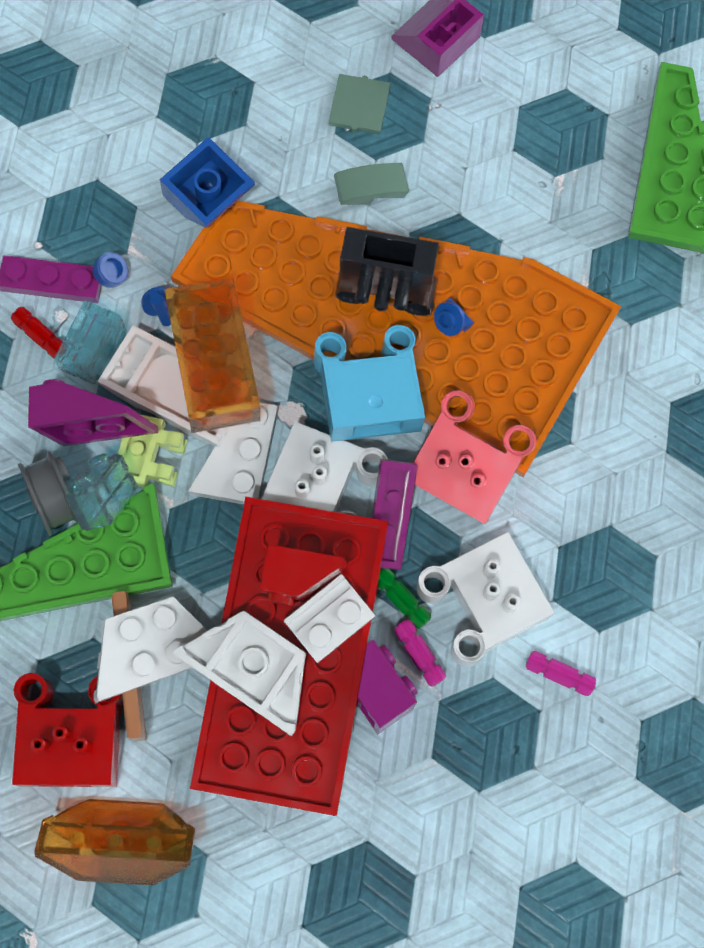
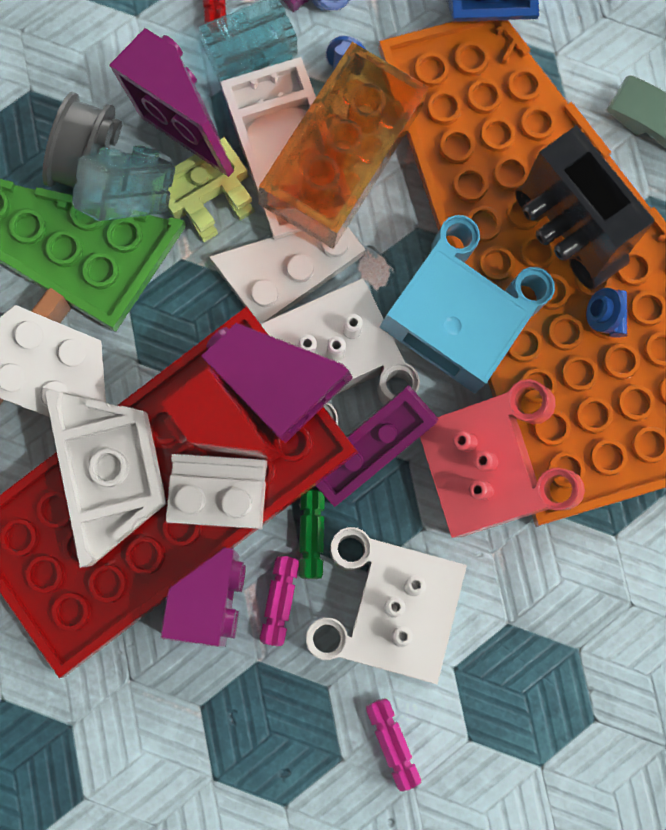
camera: 40 degrees right, 5 degrees up
(303, 520) = (275, 377): none -> magenta slope

